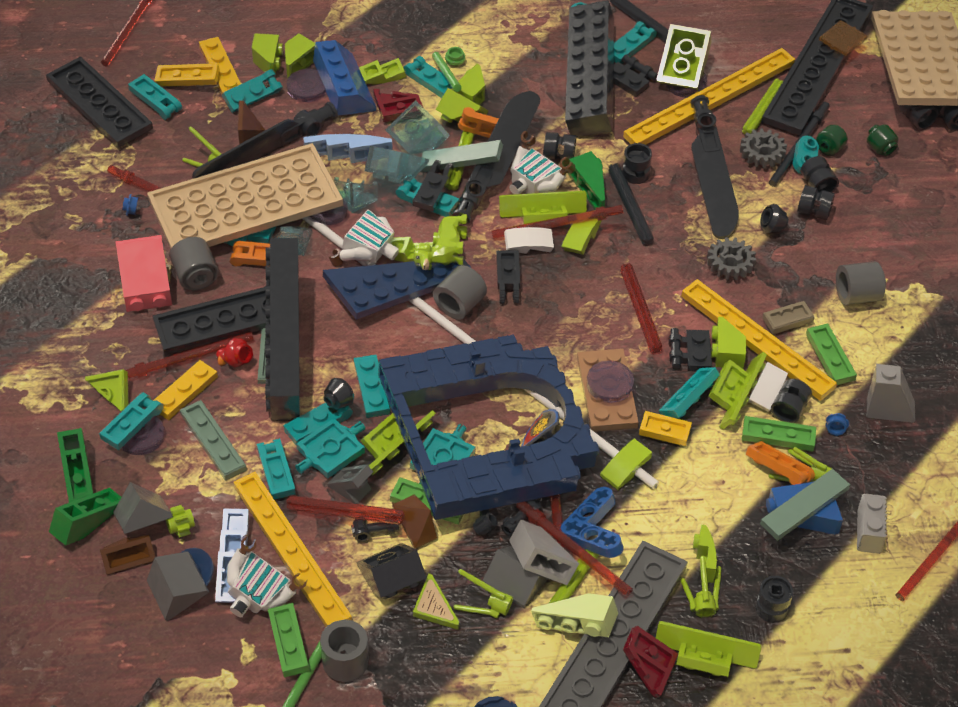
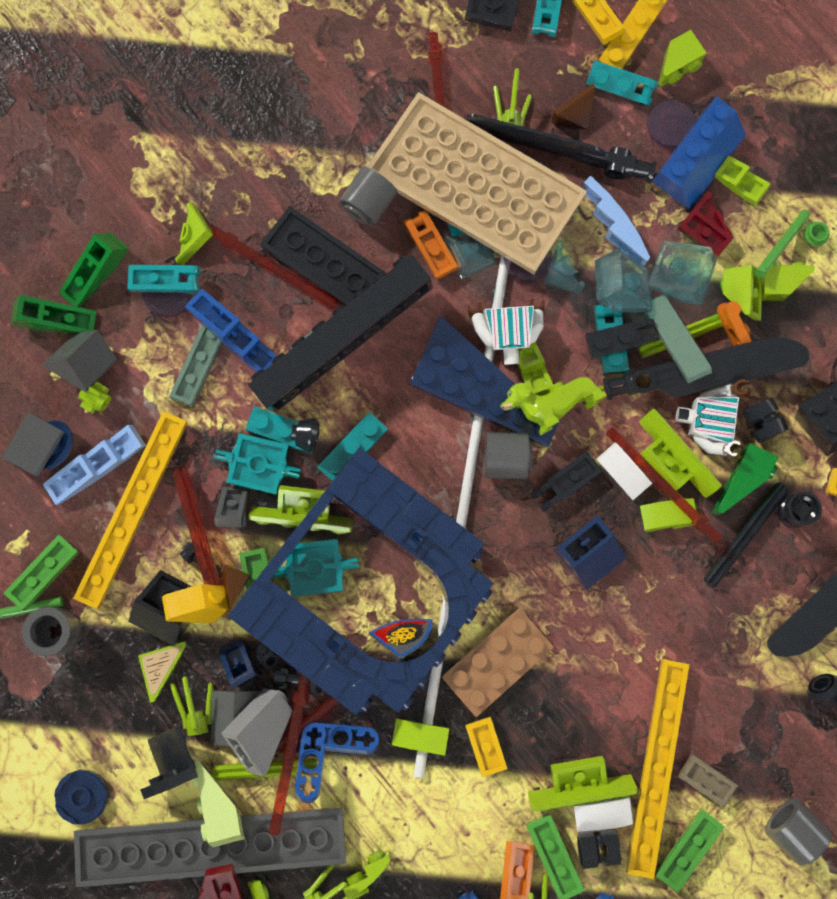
camera: 55 degrees right, 30 degrees up
(127, 553) = (38, 378): reddish brown slope -> none
(130, 204) = (402, 86): blue plate -> none
(143, 273) = (324, 164): coral slope -> none
(186, 388) = (240, 292): yellow plate -> none
(218, 404) = (230, 331): none -> blue slope
(235, 353) = (300, 307): red animal -> none
(256, 582) = (71, 511): white torso -> none
(276, 469) = (205, 433): teal plate -> none
(298, 53) = (699, 87): lime slope -> none
(409, 531) = (196, 604): none -> yellow slope
(427, 76) = (769, 227): teal plate -> none
(477, 546) = (238, 663): none -> dark blue slope
(516, 629) = (172, 761): none -> black bracket
(570, 287) = (591, 552): none -> dark blue slope
(610, 381) = (498, 664): tile -> none
(641, 308) = (618, 630): clear red axle -> none
(689, 392) = (543, 743): teal plate -> none
(697, 349) = (605, 716): black plate -> none
(729, 344) = (628, 746): lime slope -> none
(731, 258) = (746, 670): dark grey gear -> none

